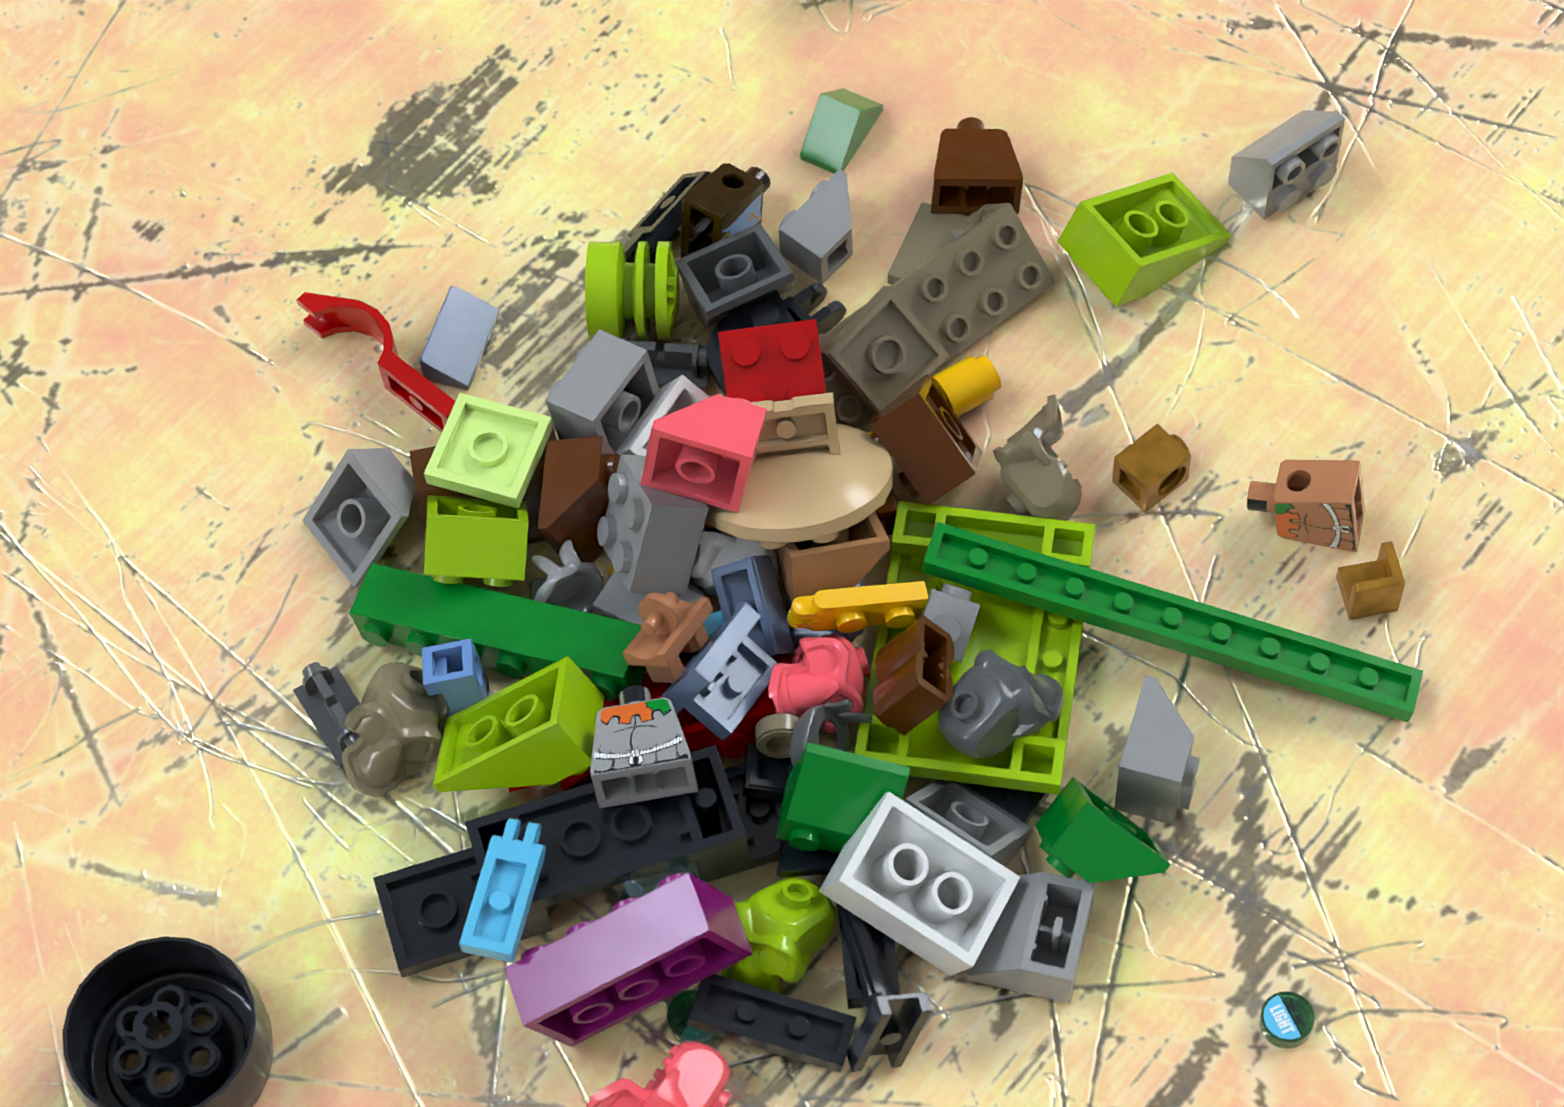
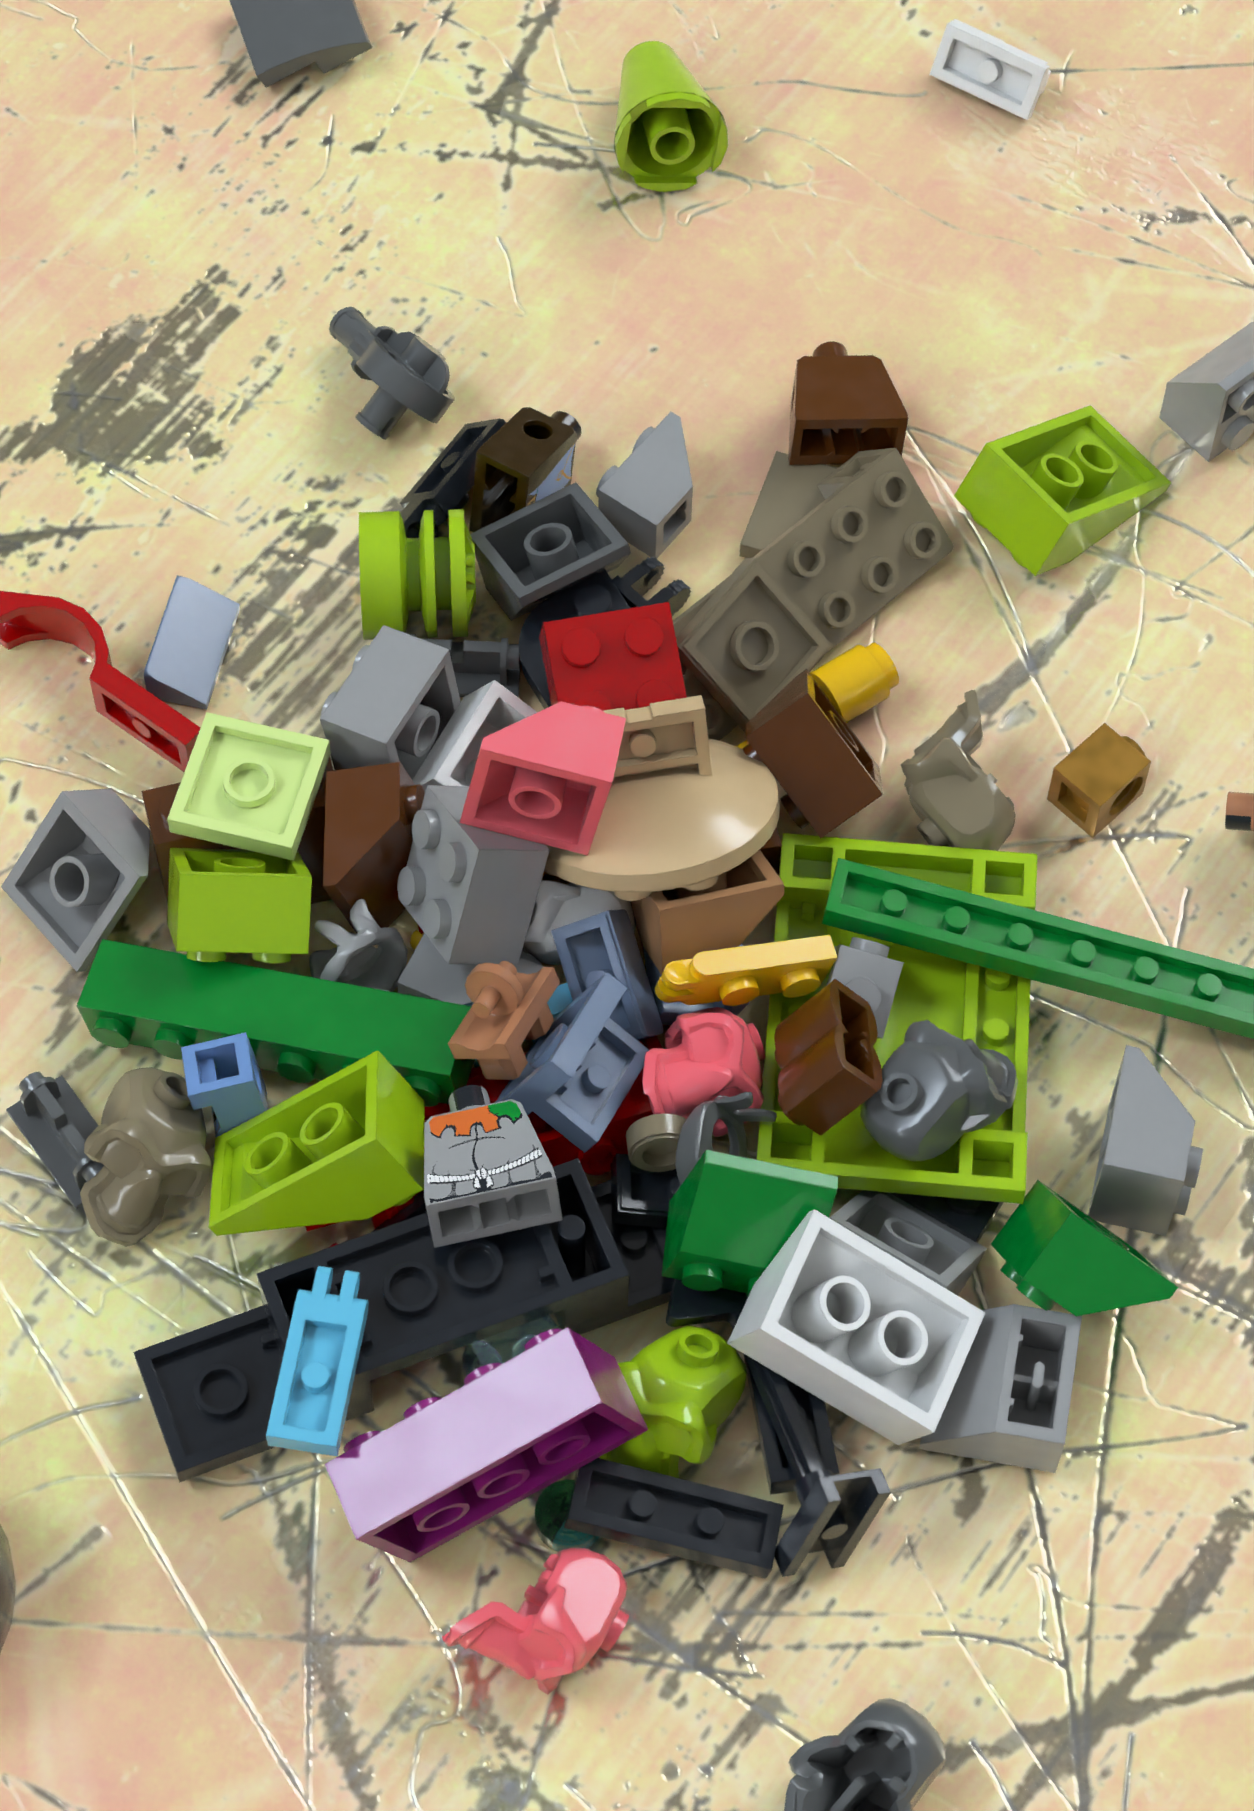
camera: 10 degrees left, 0 degrees up
(635, 130) = (402, 366): none -> dark grey pin
(838, 128) = (661, 362): slope -> none

